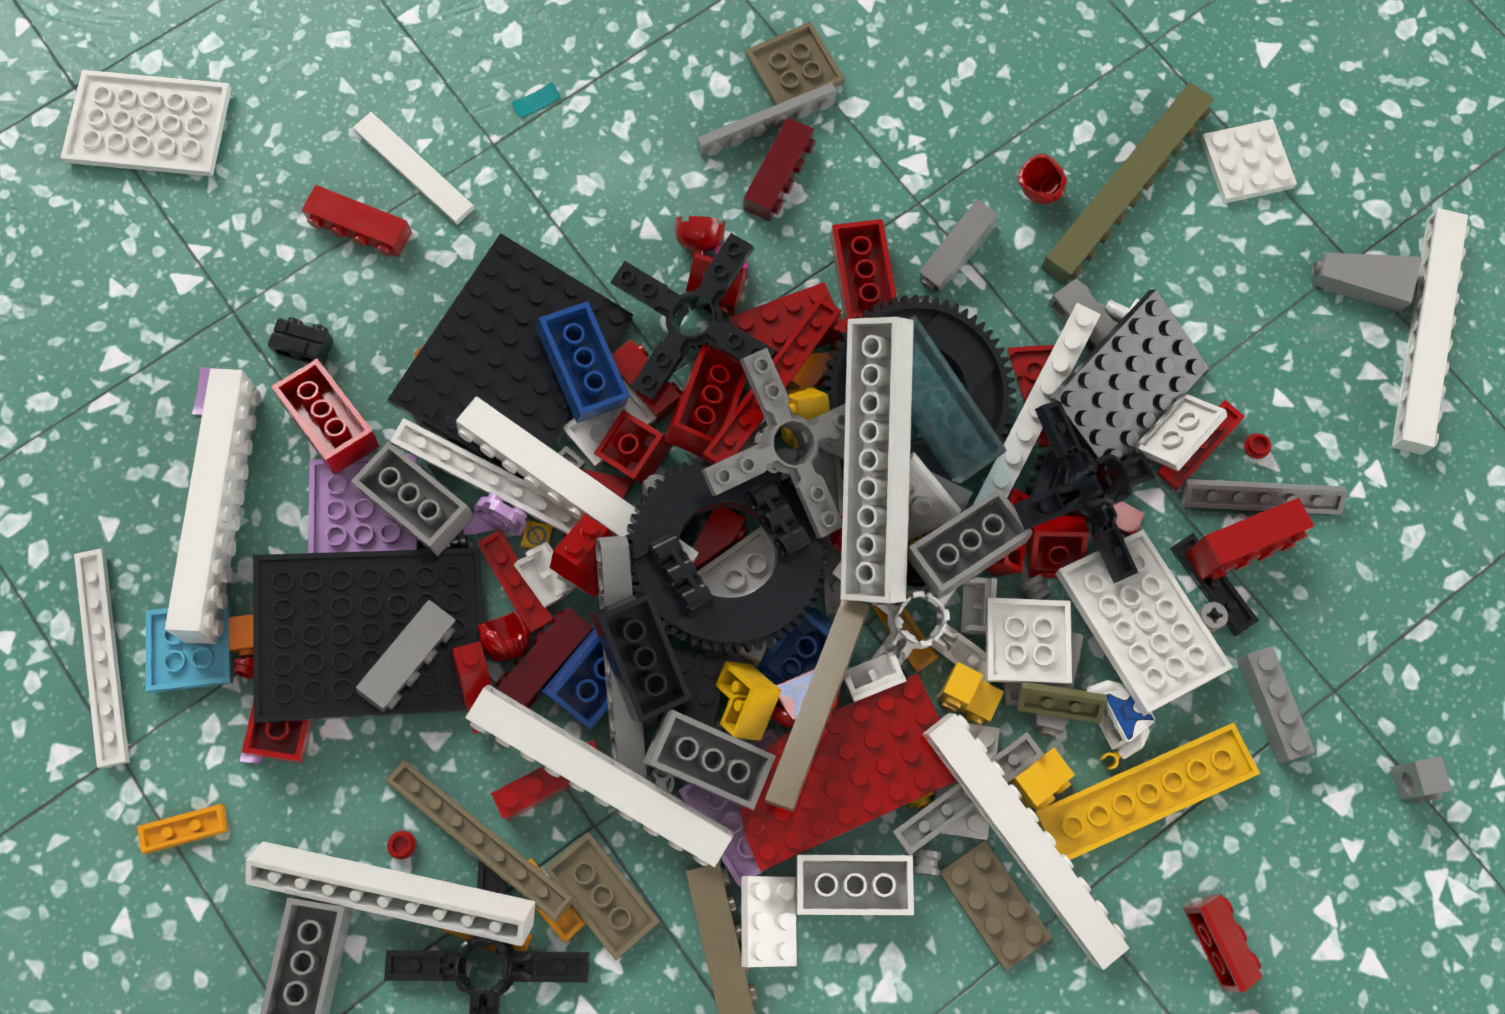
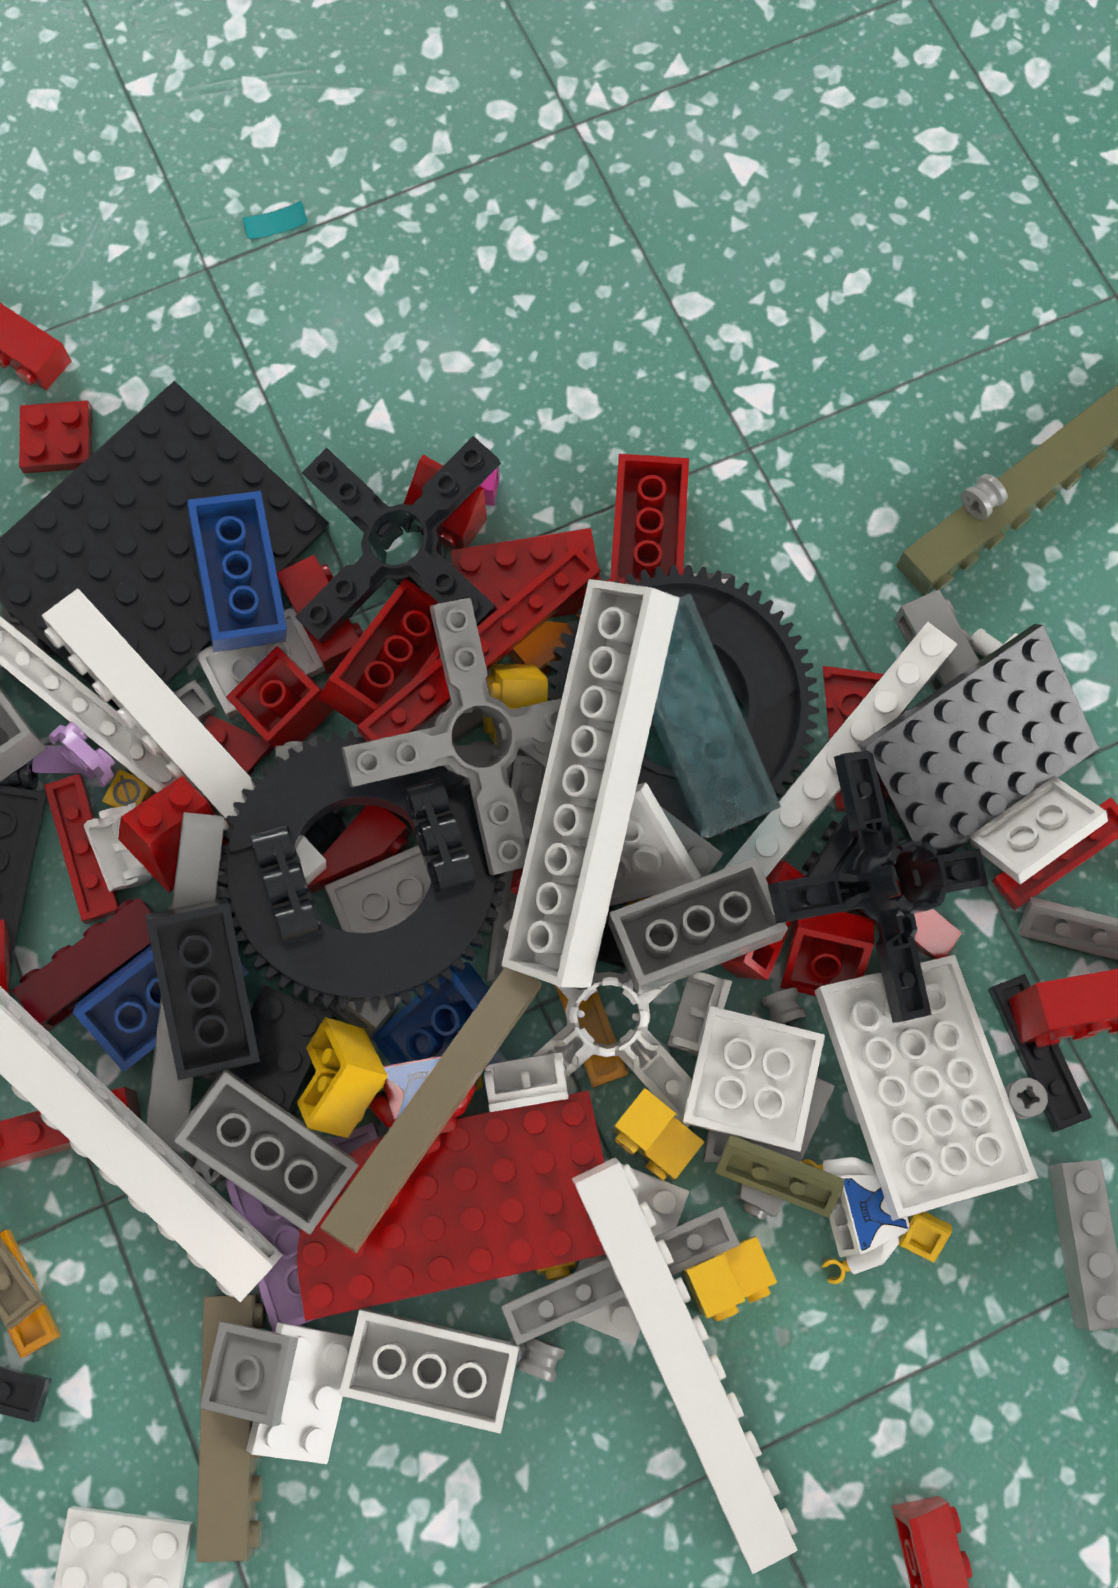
camera: 15 degrees right, 0 degrees up
(414, 168) = (94, 279): white tile -> none
(416, 290) = (54, 436): none -> red plate
(504, 637) = (45, 920): red hair -> none
(602, 895) = (88, 1304): dark tan plate -> none
(699, 233) = (439, 431): red cylinder -> none
(733, 912) = (249, 1373): none -> light grey plate
(765, 120) = (569, 300): light grey plate -> none
(779, 169) = (569, 368): dark red brick -> none
(794, 64) = (624, 238): dark tan plate -> none
(959, 246) = (788, 515): light grey slope -> none
(995, 905) = (625, 1442): dark tan plate -> none
(1042, 179) = (923, 447): red hair -> none
(1095, 205) = (984, 496): none -> light grey wheel
(1148, 792) = (877, 1329): yellow plate -> none
(1166, 723) = (926, 1235): none -> yellow tile

